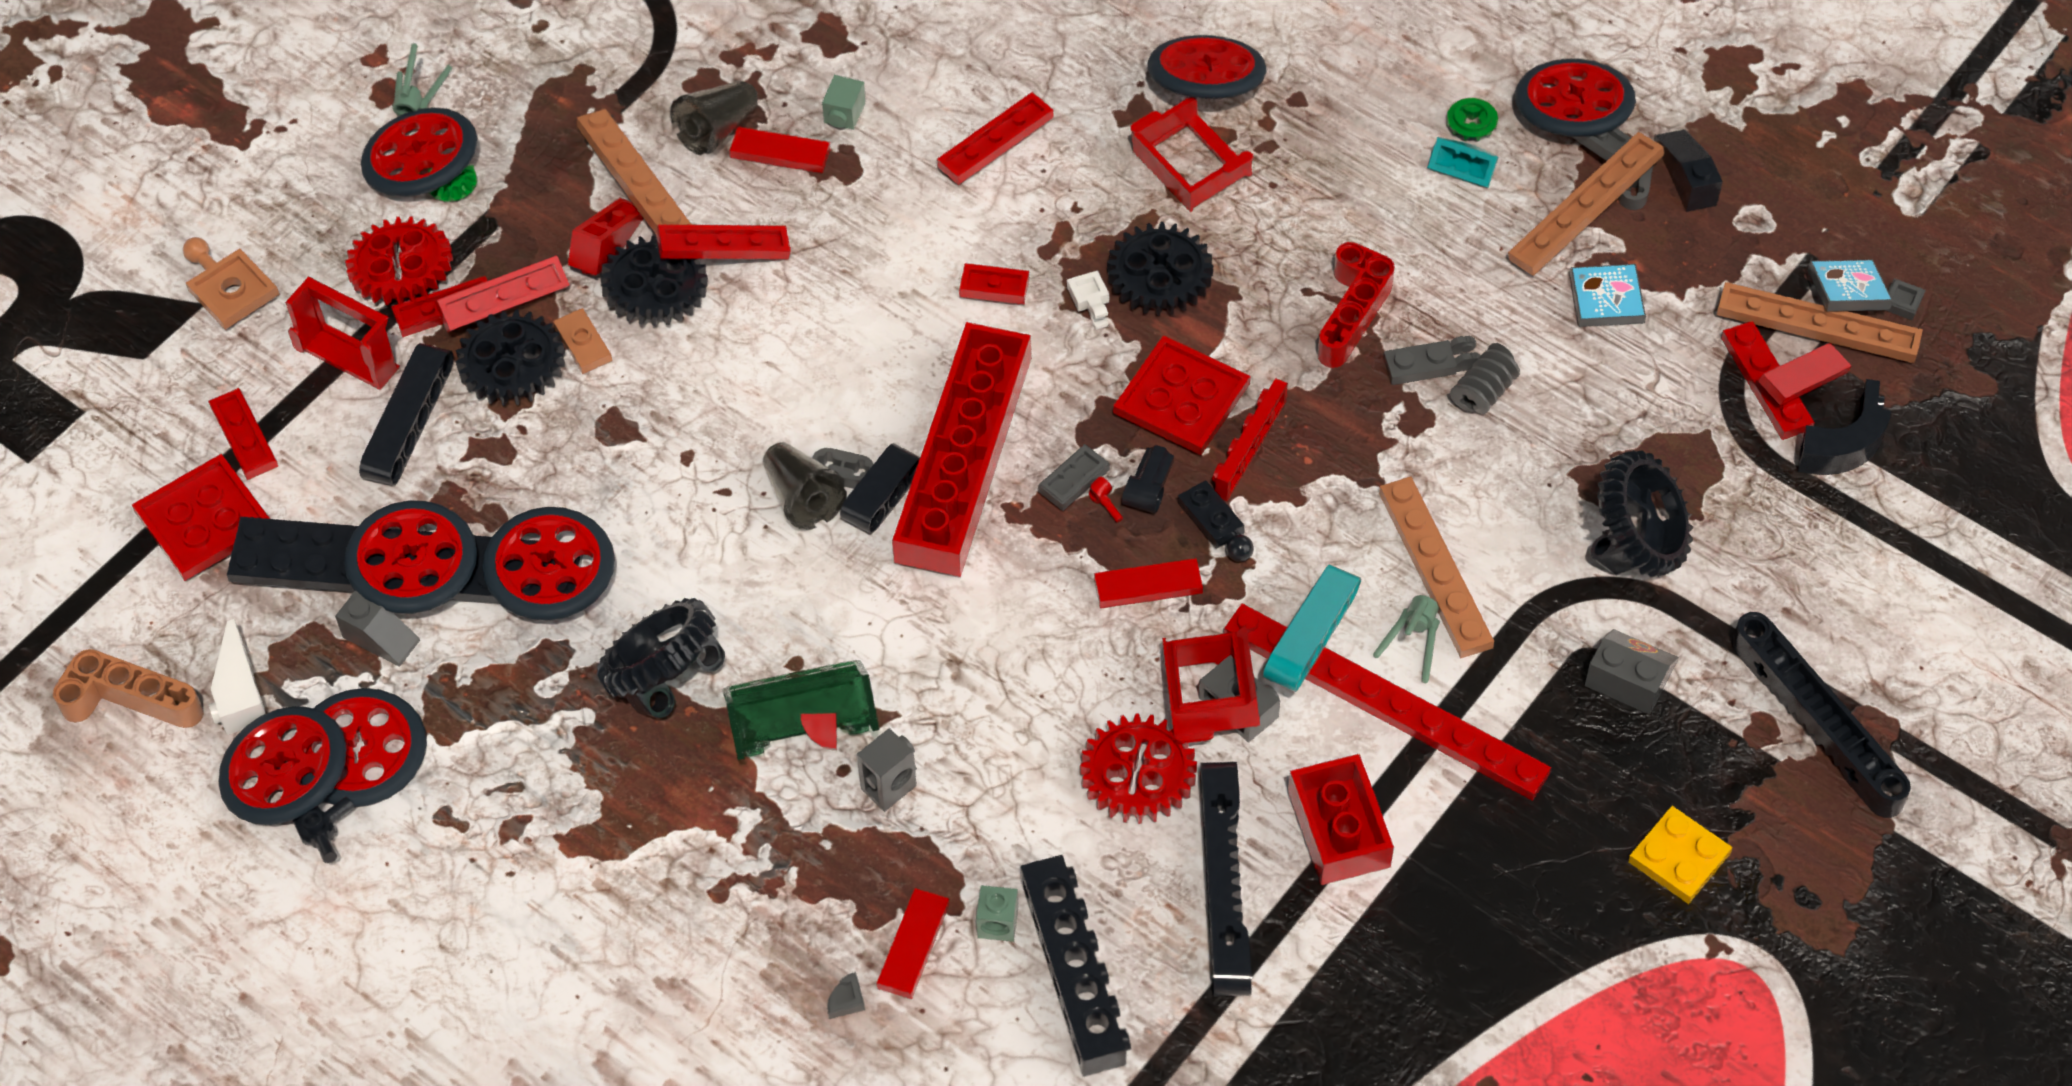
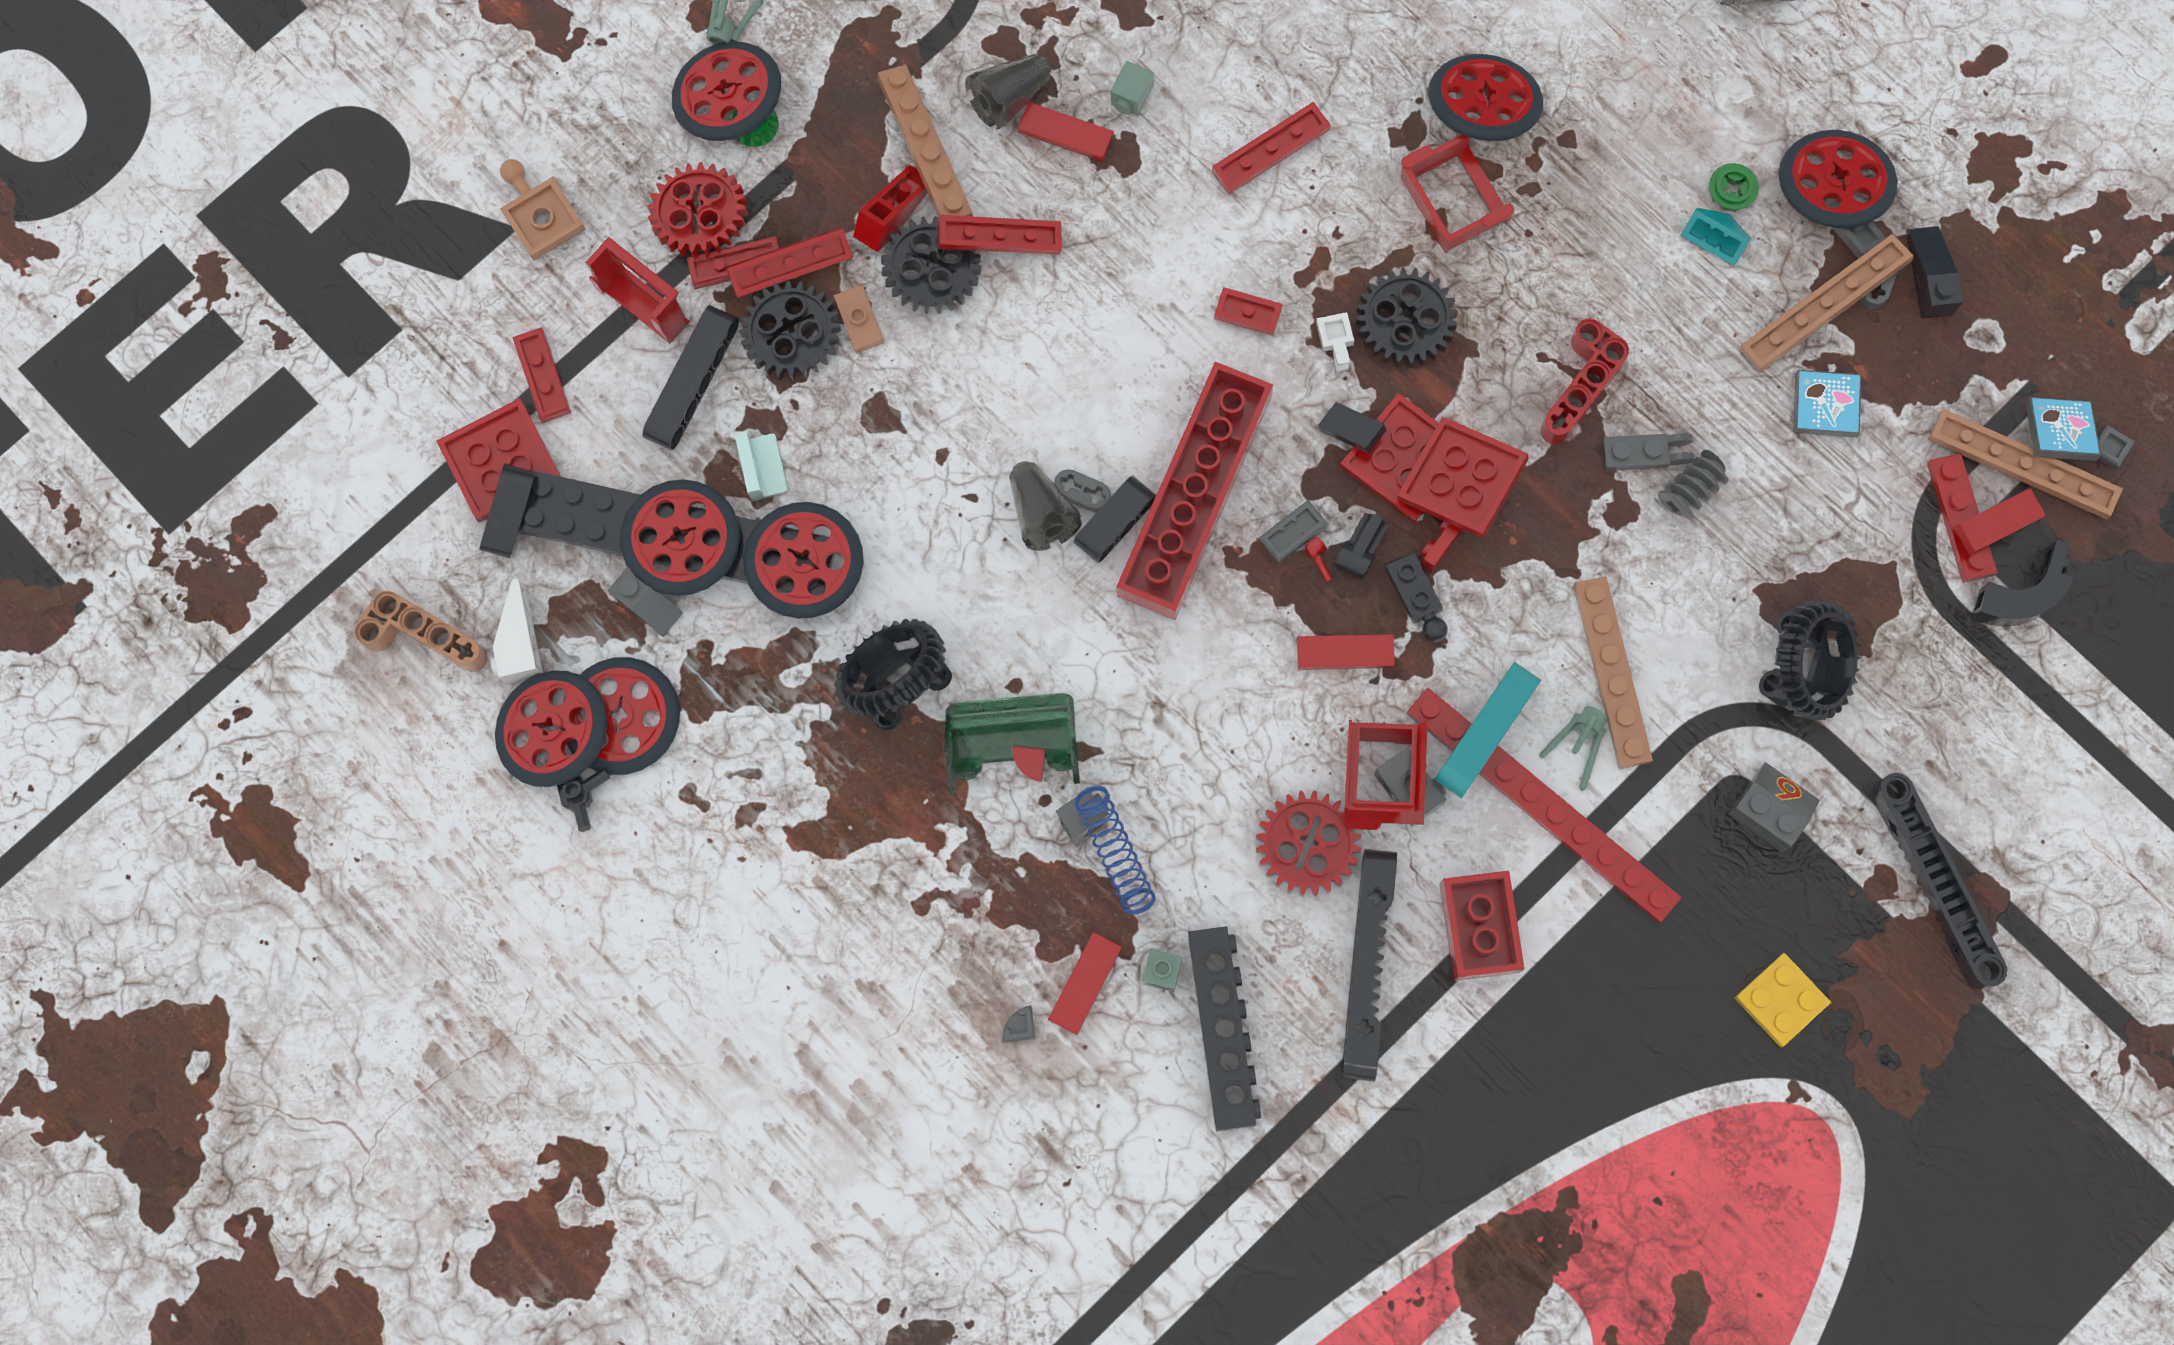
camera: 15 degrees right, 20 degrees up
(216, 557) = (507, 510): none -> black beam
(492, 488) = (761, 465): none -> light aqua panel
(894, 731) = (1095, 810): none -> blue piece
(1120, 371) = (1352, 427): none -> black tile
(1243, 395) = (1463, 477): none -> red plate

